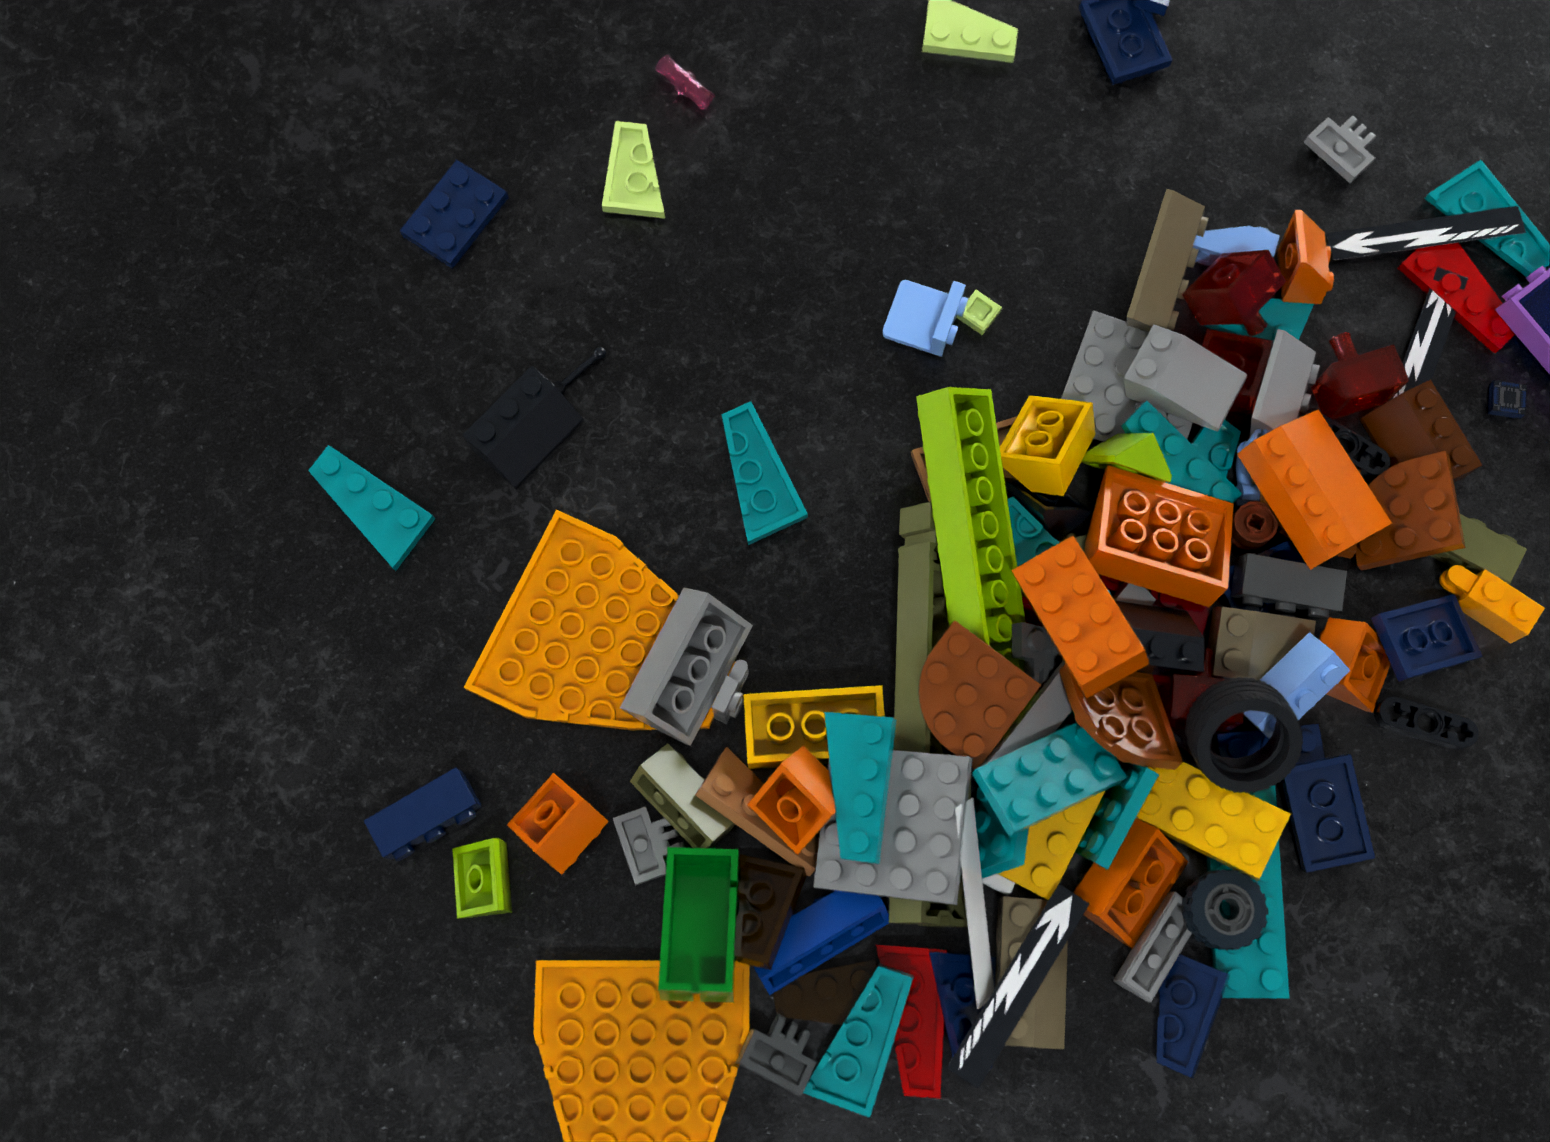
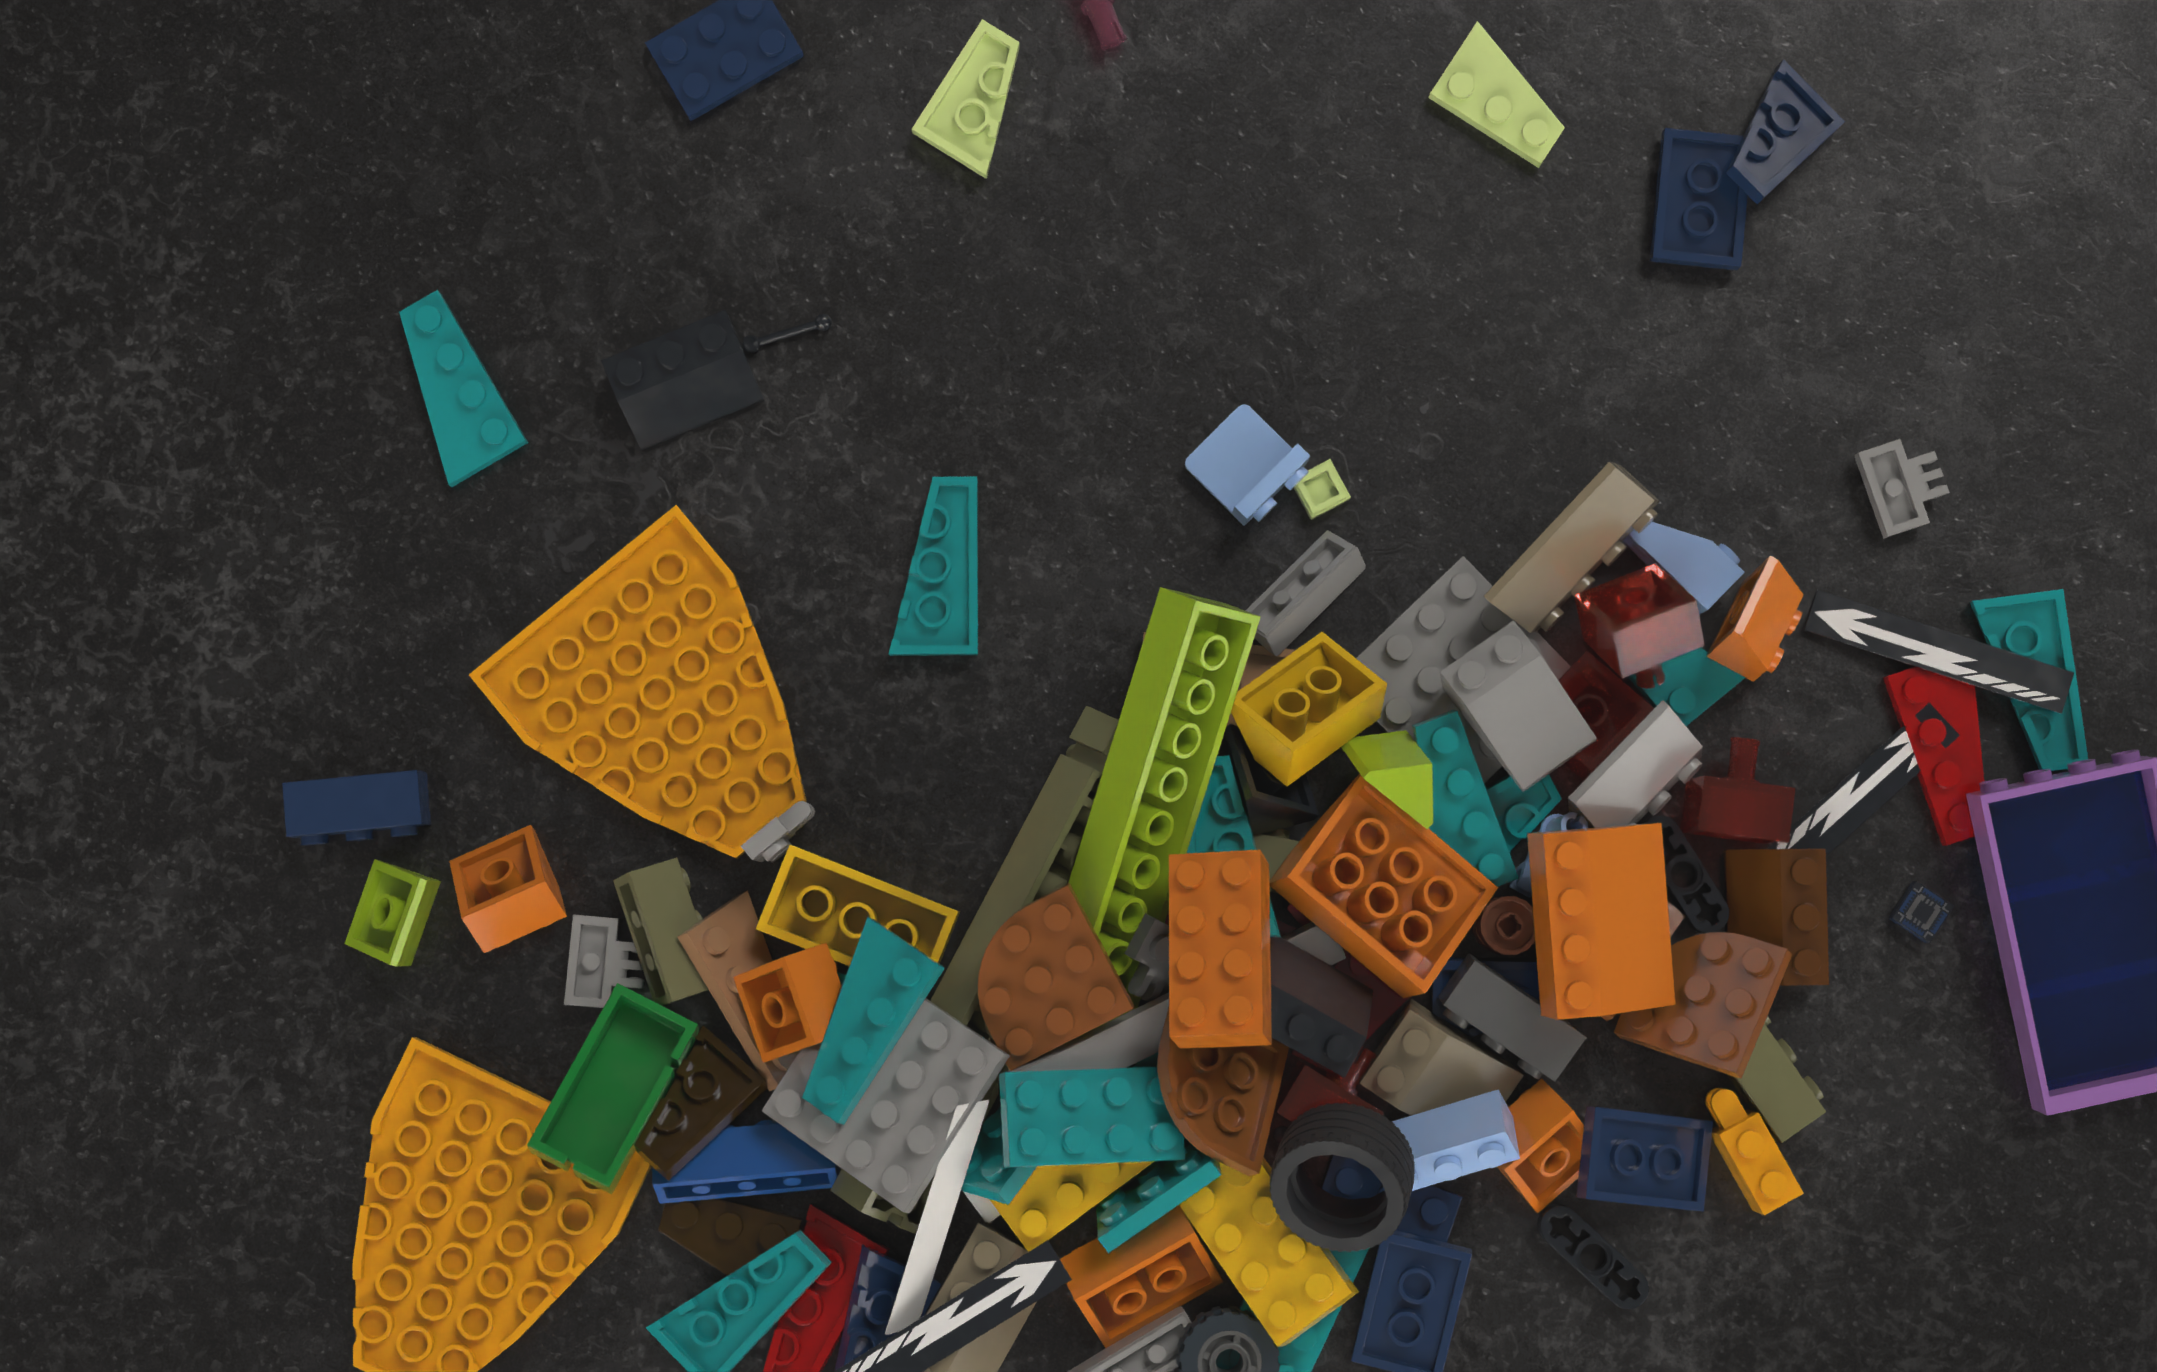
camera: 25 degrees right, 10 degrees up
(686, 665) = (740, 776): light grey slope -> none
(778, 1055) = (638, 1275): dark grey hinge -> none
(1006, 372) = (1305, 590): none -> light grey slope

